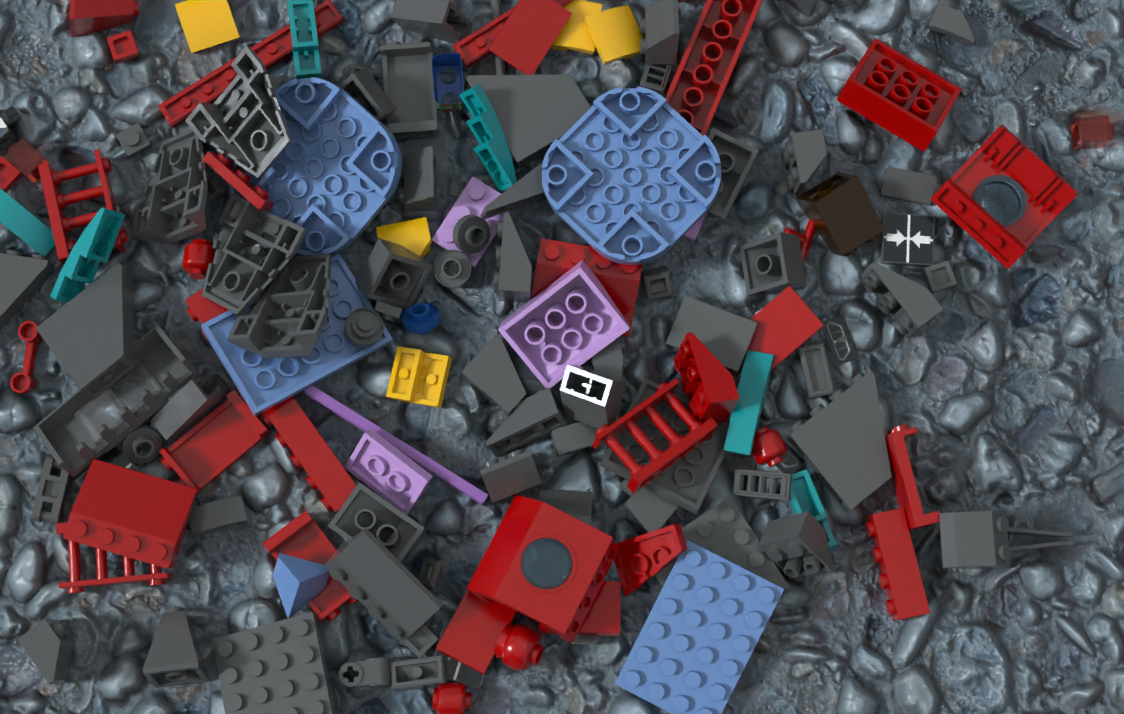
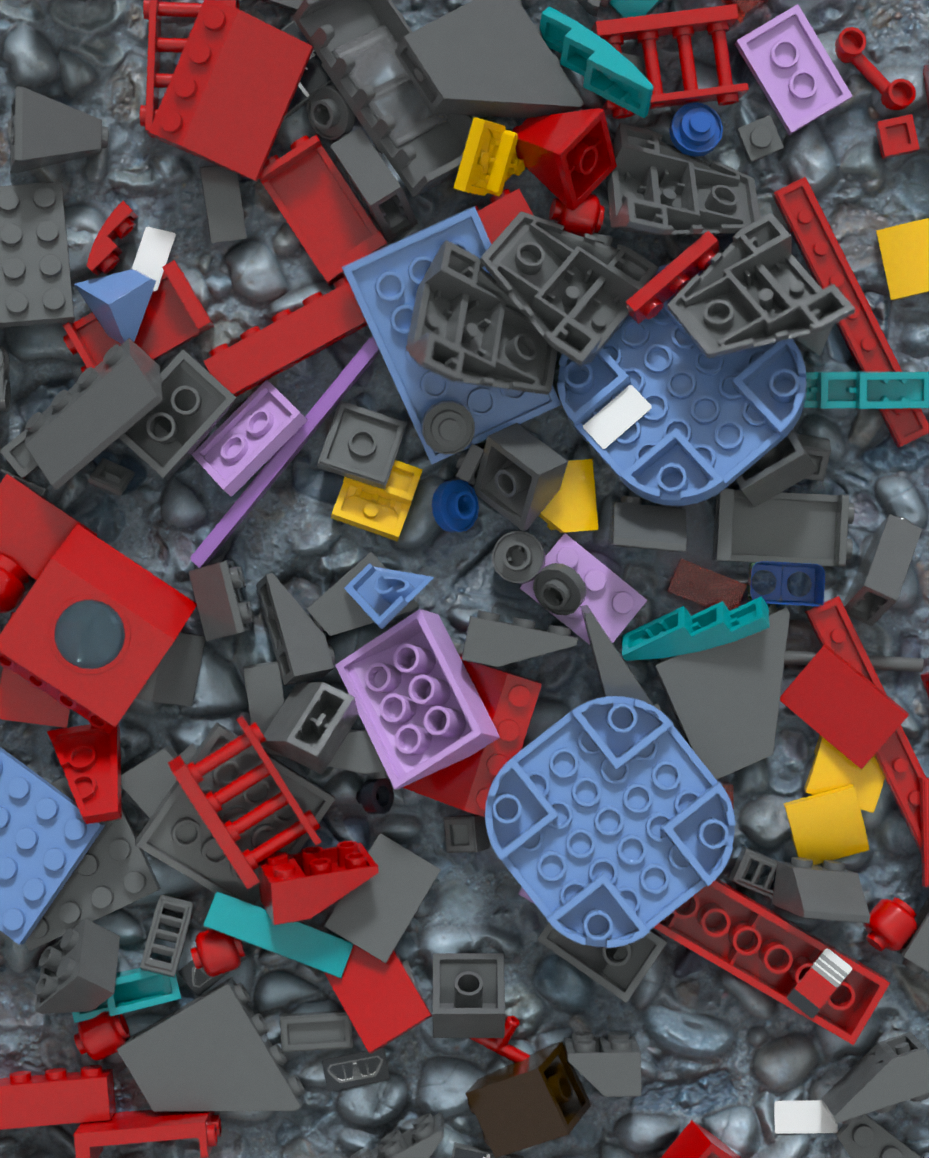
camera: 95 degrees right, 10 degrees up
(81, 123) = (793, 69): none -> lavender plate
(94, 52) = (848, 49): none -> red bar
(130, 184) = (695, 129): none -> blue plate
(155, 270) = (567, 152): none -> red slope
(165, 323) = (488, 159): none -> yellow slope
(258, 563) = (153, 253): none -> white sticker
(258, 597) = (104, 251): none -> red slope
(342, 208) = (617, 416): none -> white sticker
(384, 391) = (362, 445): none -> dark grey tile
(457, 139) = (705, 586): none -> clear red tile
(489, 355) = (385, 591): none -> medium blue slope
(639, 349) = (376, 796): none -> black tile
(725, 21) = (819, 983): none -> sticker
(822, 27) = (802, 1117): none -> white sticker
(843, 524) = (101, 1035): none -> red head

